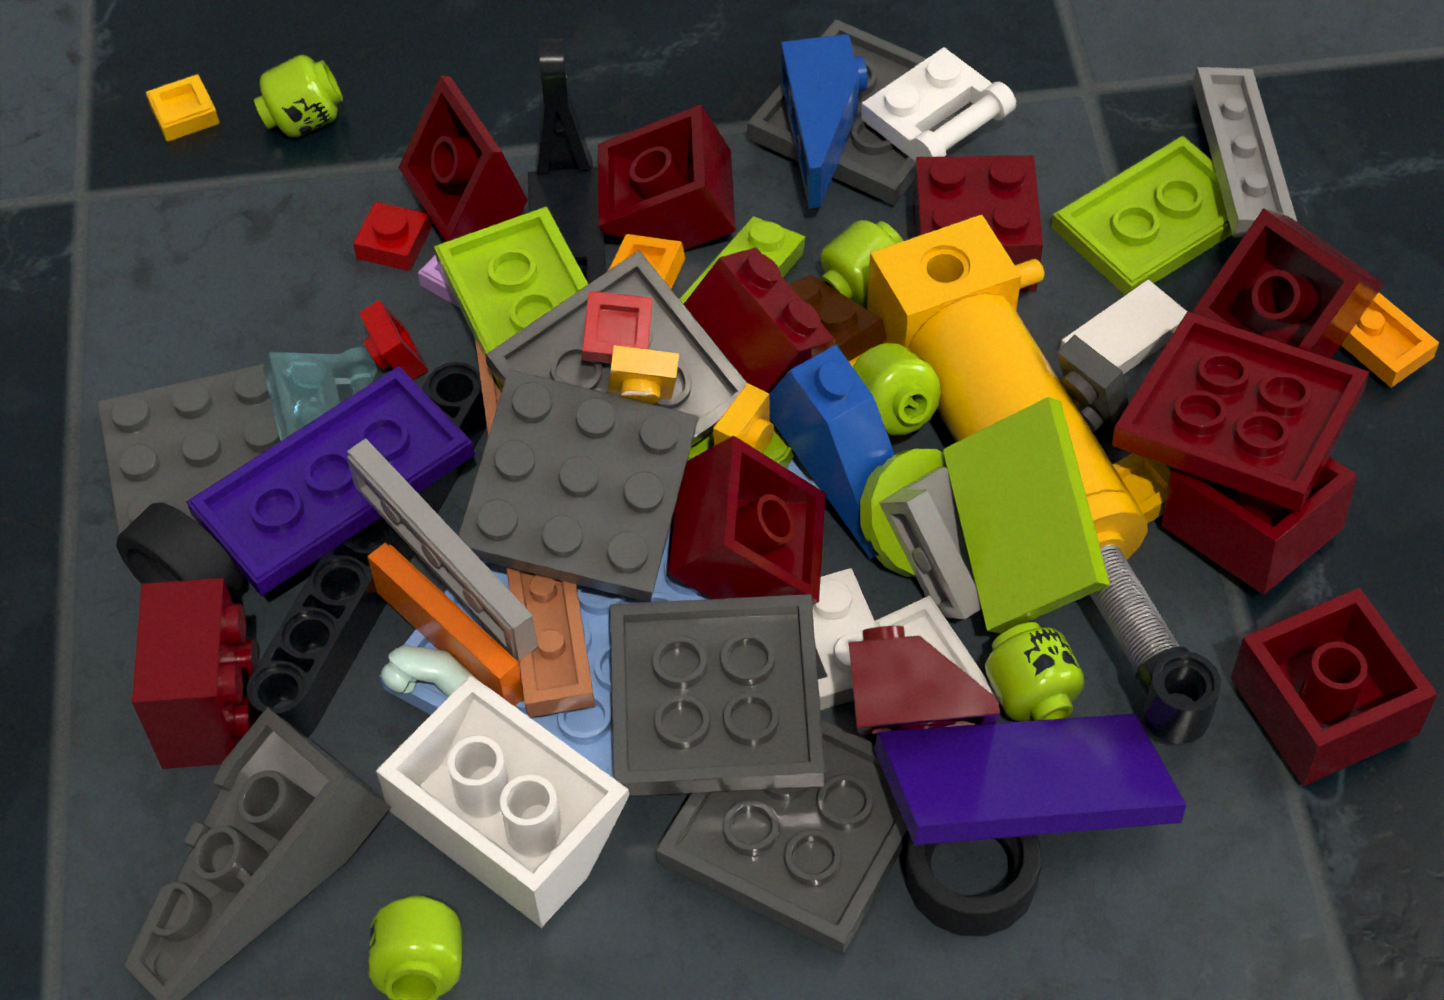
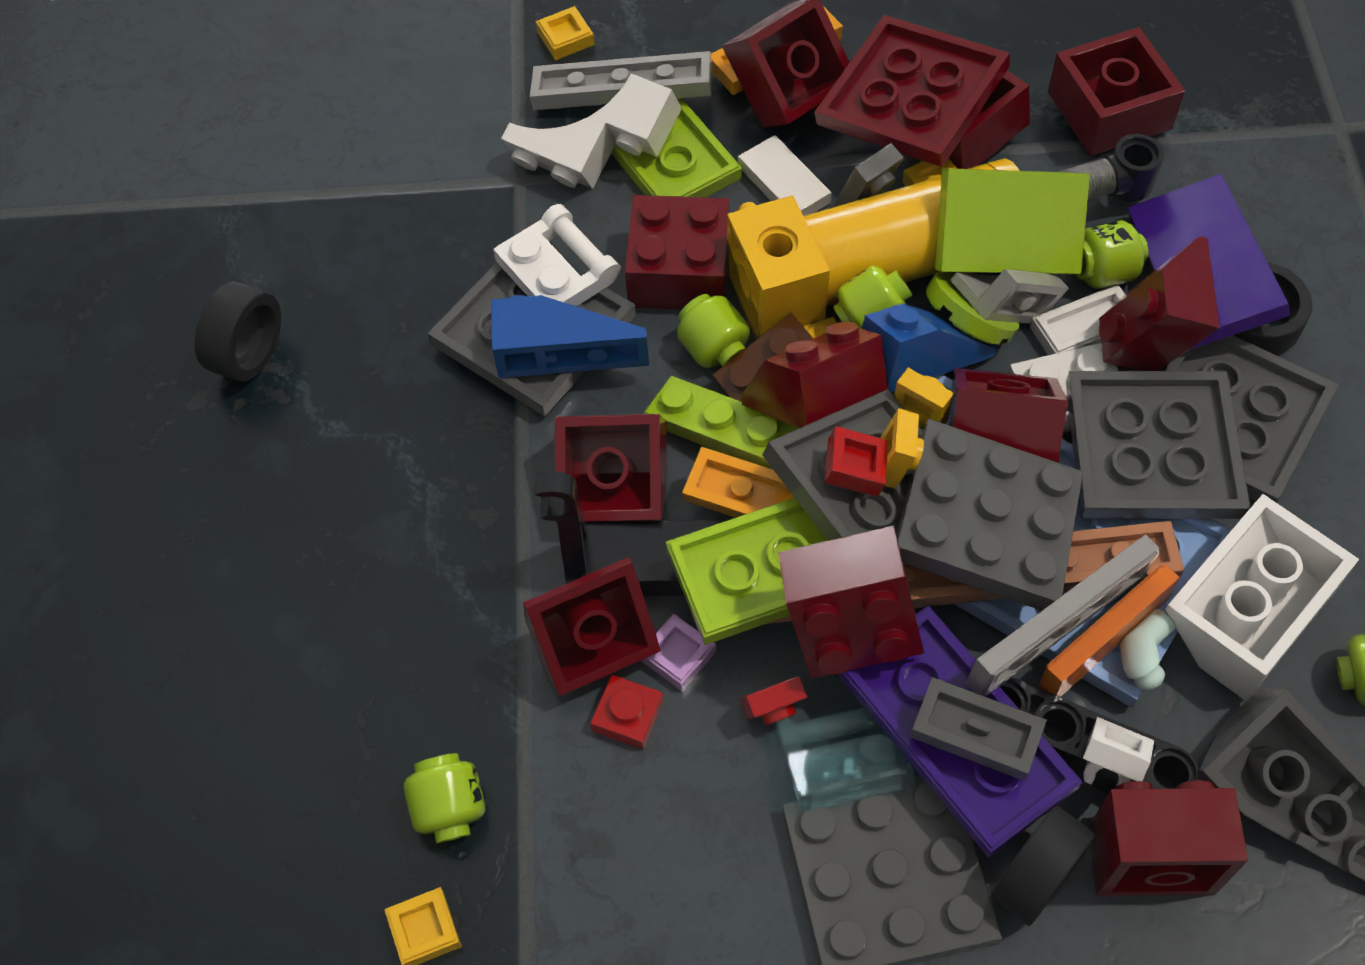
camera: 85 degrees left, 5 degrees up
(286, 612) = (1117, 750): none -> white tile
(306, 469) = (978, 729): none -> dark grey plate
(442, 336) = (850, 602): none -> dark red brick
(1154, 150) = (576, 153): none -> white arch
(1331, 104) = (565, 33): none -> yellow tile

